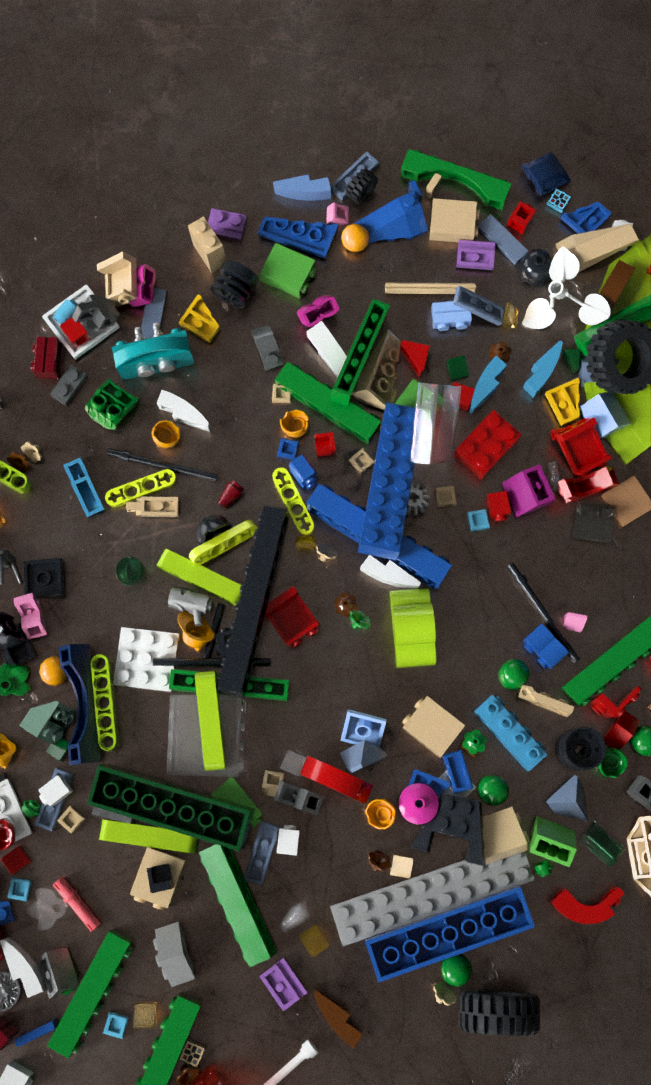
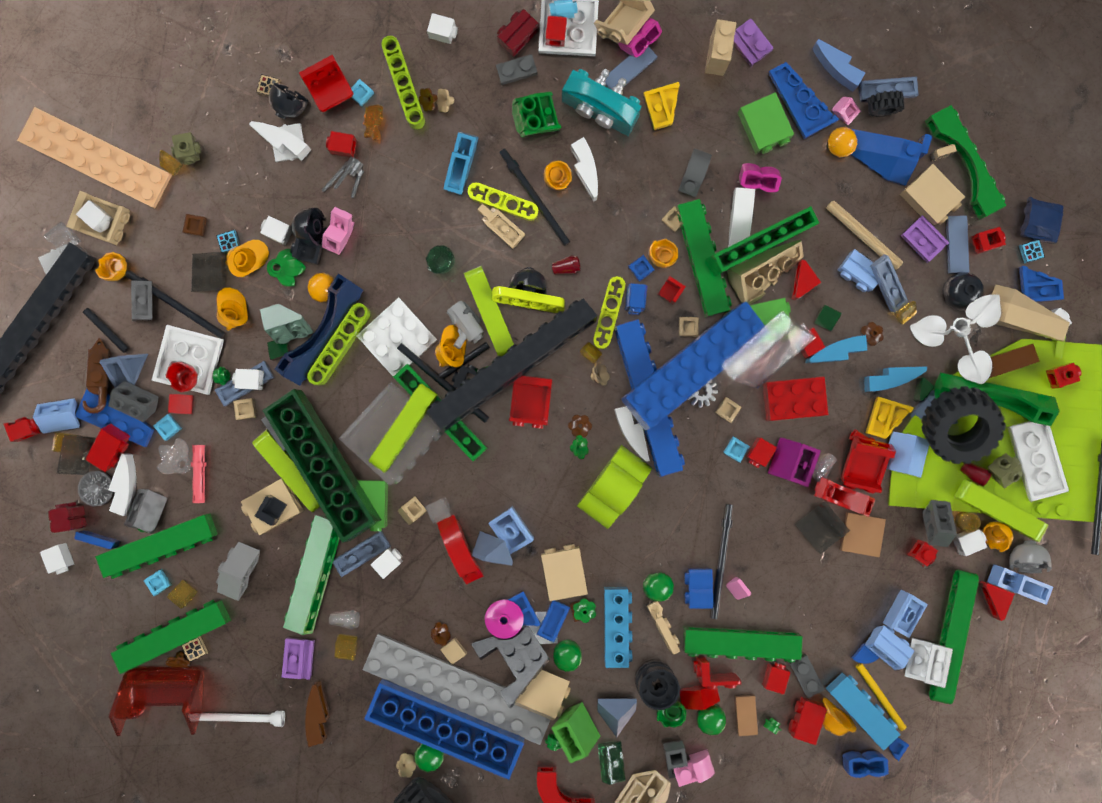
camera: 40 degrees right, 10 degrees up
(44, 578) = (372, 209): black plate -> none
(98, 309) = (589, 28): dark grey brick -> none
(234, 283) = (715, 98): black wheel -> none
(298, 798) = (421, 539): dark grey brick -> none
(381, 813) = (471, 602): light orange hair -> none

